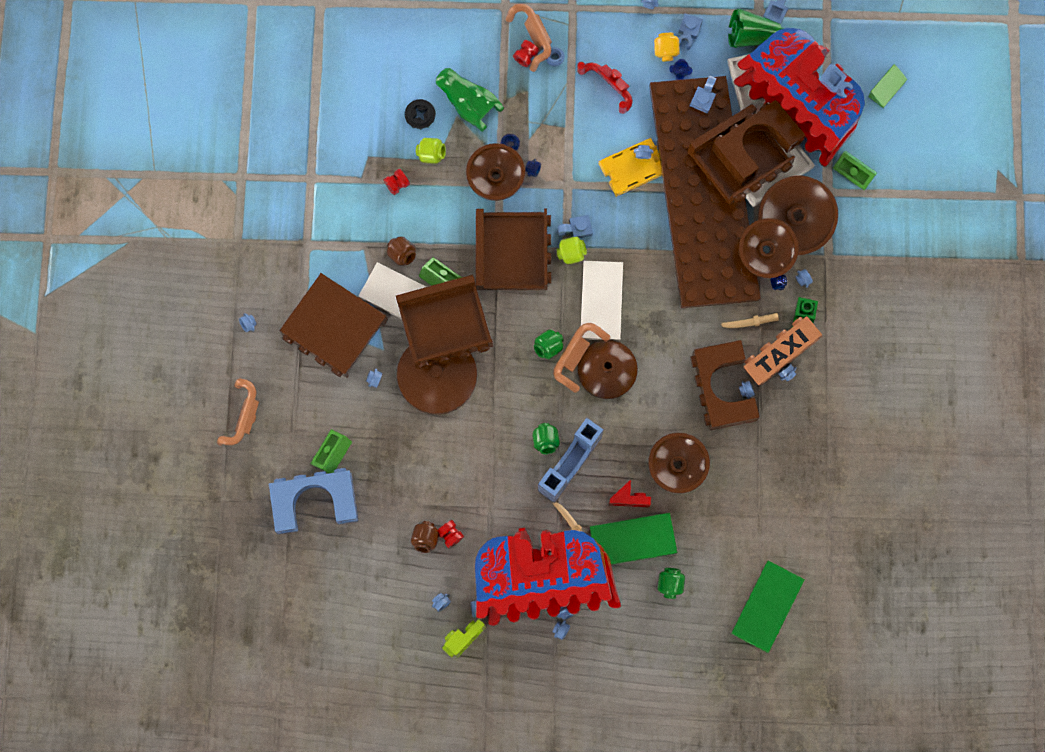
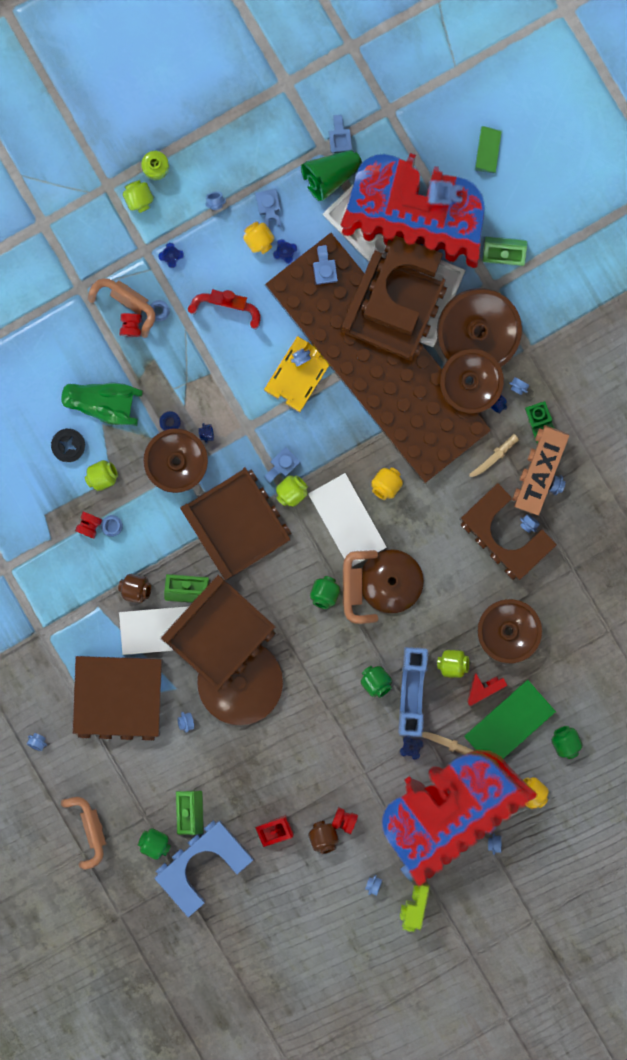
camera: 35 degrees left, 10 degrees up
(286, 457) = (154, 843): none -> green head
(389, 508) = (275, 831): none -> red slope
(414, 194) = (111, 525): none -> medium blue plate
(541, 514) = (417, 744): none -> clear blue plate
(590, 16) = (171, 249): none -> clear blue plate
(617, 462) = (453, 663): none -> lime head
(620, 614) = (541, 790): none -> yellow head
(651, 289) = (386, 483): none -> yellow head

